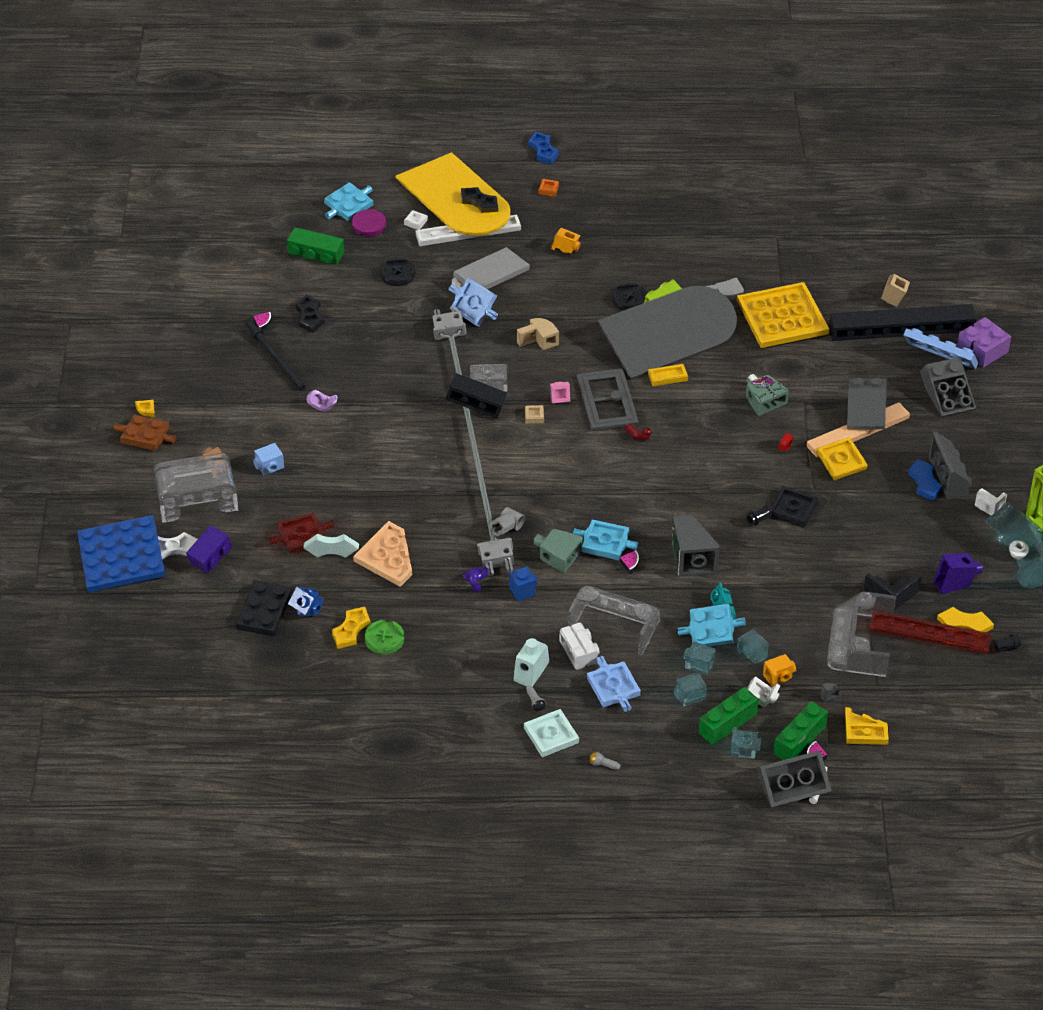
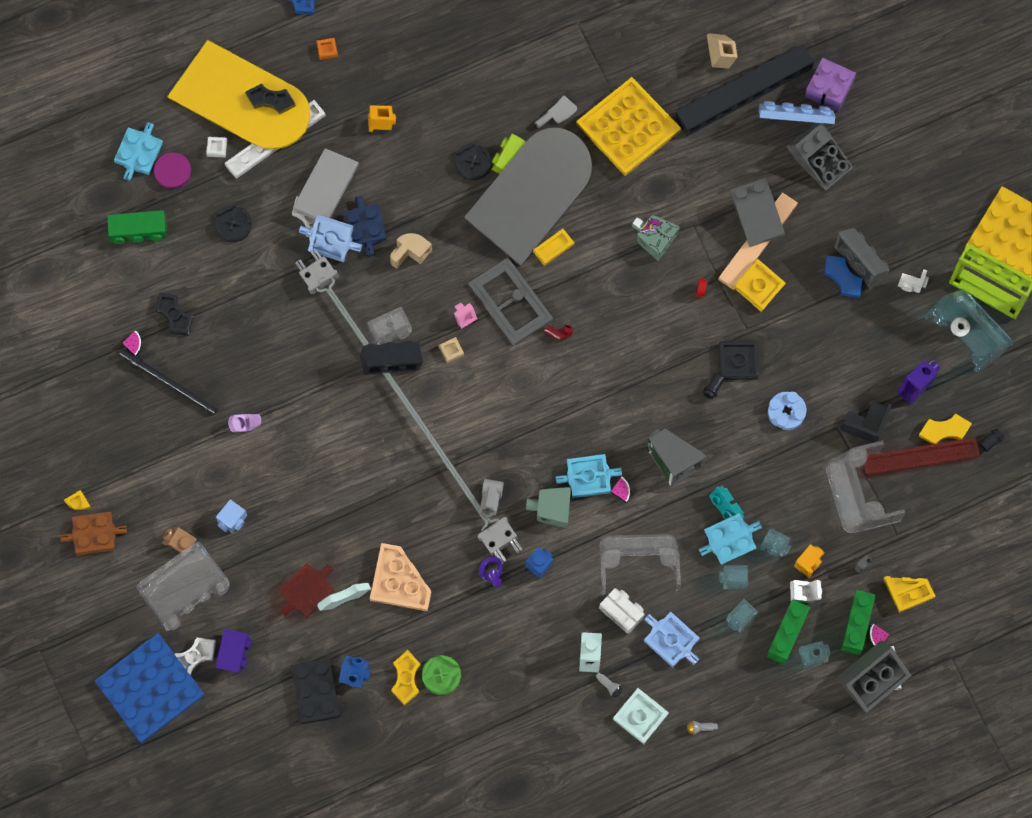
camera: 25 degrees left, 25 degrees up
(510, 308) = (367, 225): none -> dark blue plate
(816, 548) = (782, 420): none -> light blue plate

